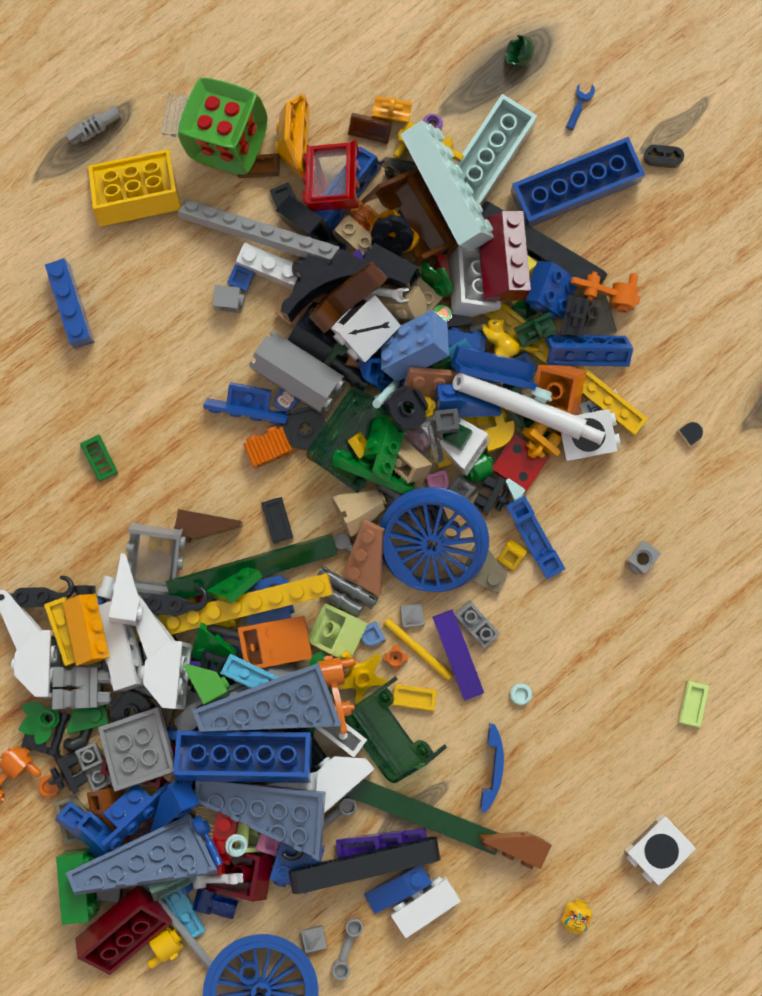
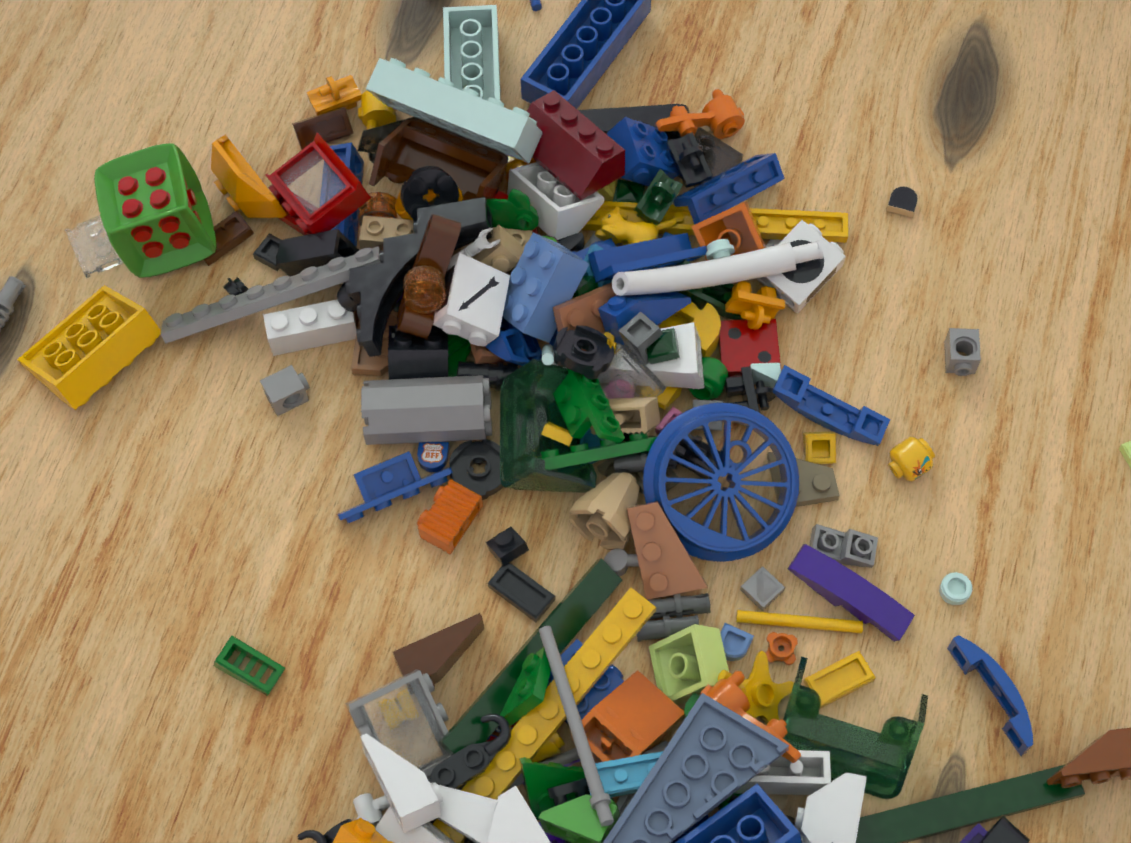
camera: 35 degrees left, 20 degrees down
(69, 303) = (94, 514): blue brick -> none
(220, 682) = (600, 799): none -> light grey bar
(241, 278) = (284, 356): blue plate -> none
(243, 208) = (235, 287): none -> black plate
(287, 488) = (507, 546): none -> black plate
(337, 305) = (422, 279): none -> clear orange wheel
(556, 602) = (911, 458): none -> yellow head

